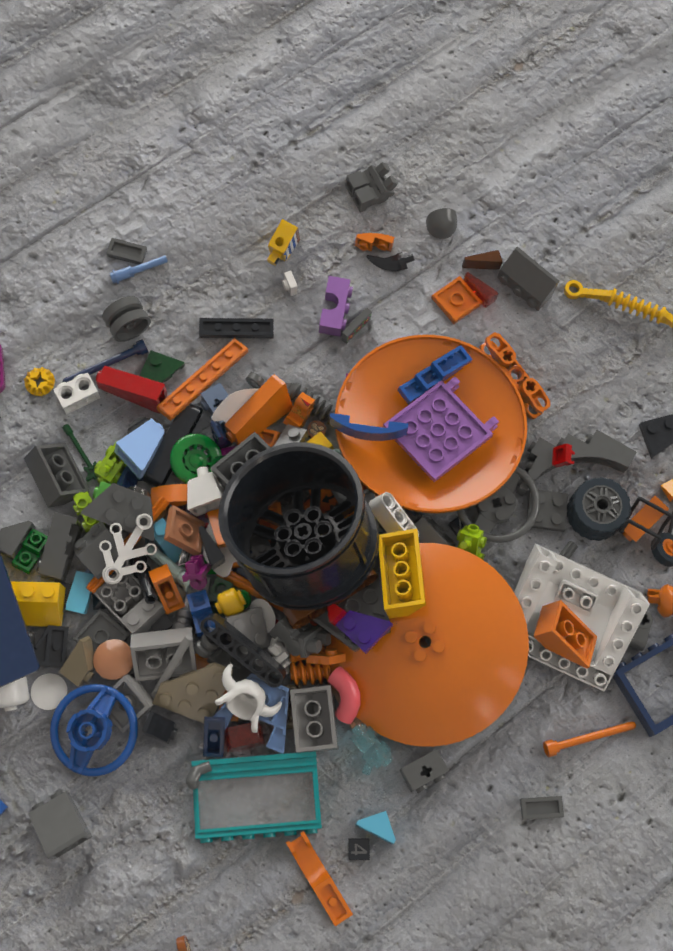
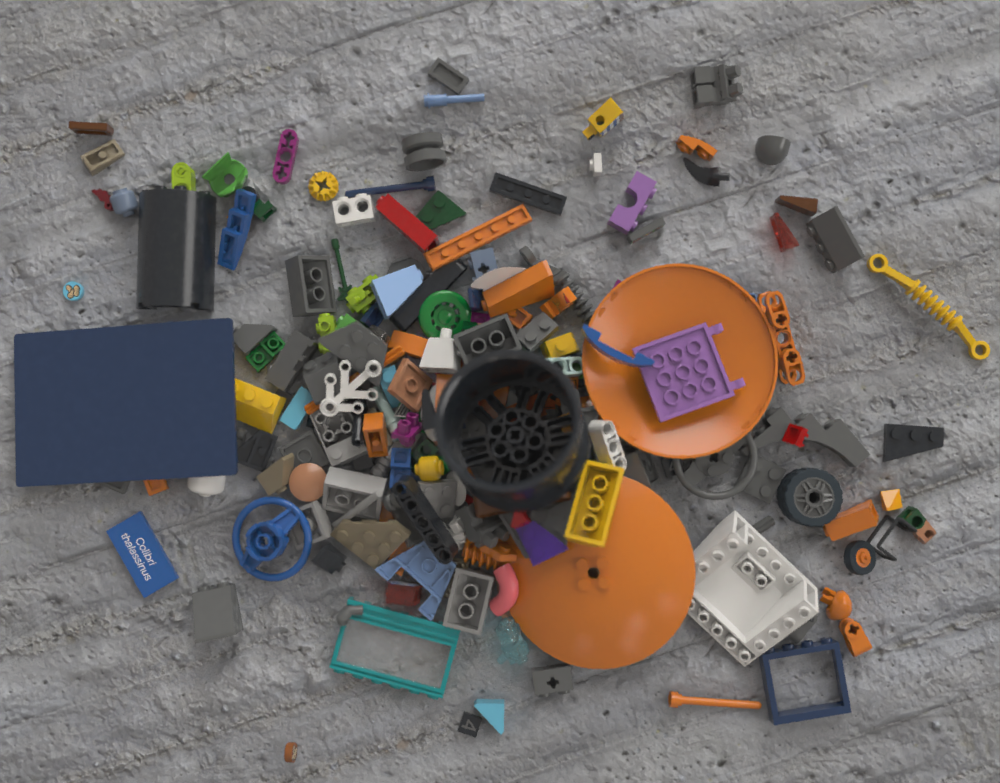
camera: 25 degrees right, 15 degrees up
(48, 691) = (244, 487): white sticker -> none
(214, 737) = (374, 585): dark blue slope -> none
(245, 699) = (412, 565): white piece -> none
(316, 427) = (569, 323): tile -> none
(319, 879) = (426, 738): orange piece -> none
(438, 370) = (702, 313): blue slope -> none
(456, 300) = (755, 235): orange tile -> none
(472, 540) = (673, 489): lime brick -> none
(541, 807) = (645, 747): dark grey tile -> none
(565, 634) = (728, 606): orange slope -> none
(658, 538) = (848, 553): black piece -> none

